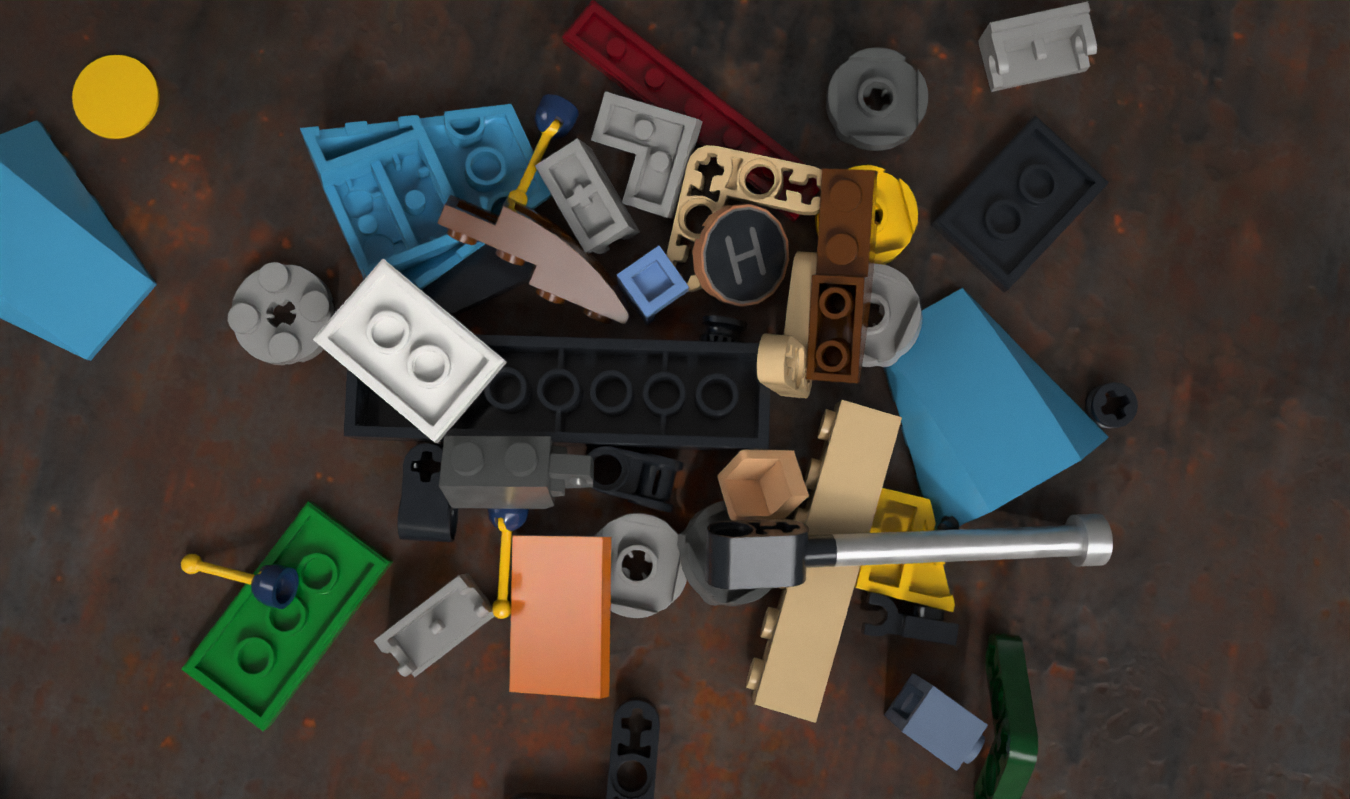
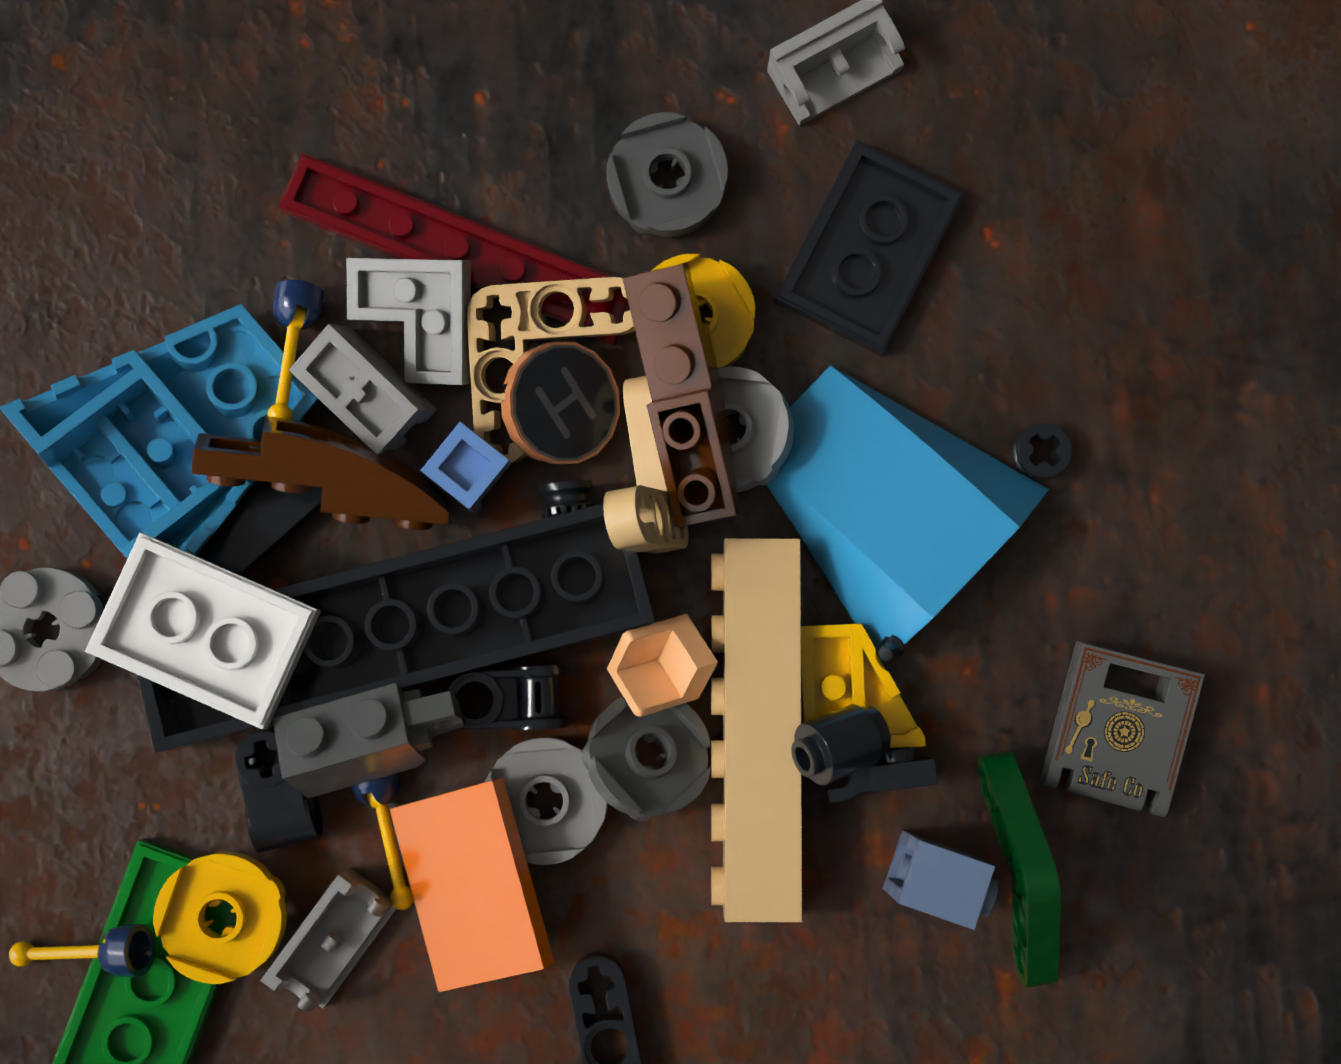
camera: 15 degrees left, 0 degrees up
(363, 610) = (240, 948): none -> yellow plate
(780, 550) = (702, 736): piece -> none
(888, 590) = (840, 743): none -> black brick
(1109, 654) = (1120, 740): none -> dark grey container

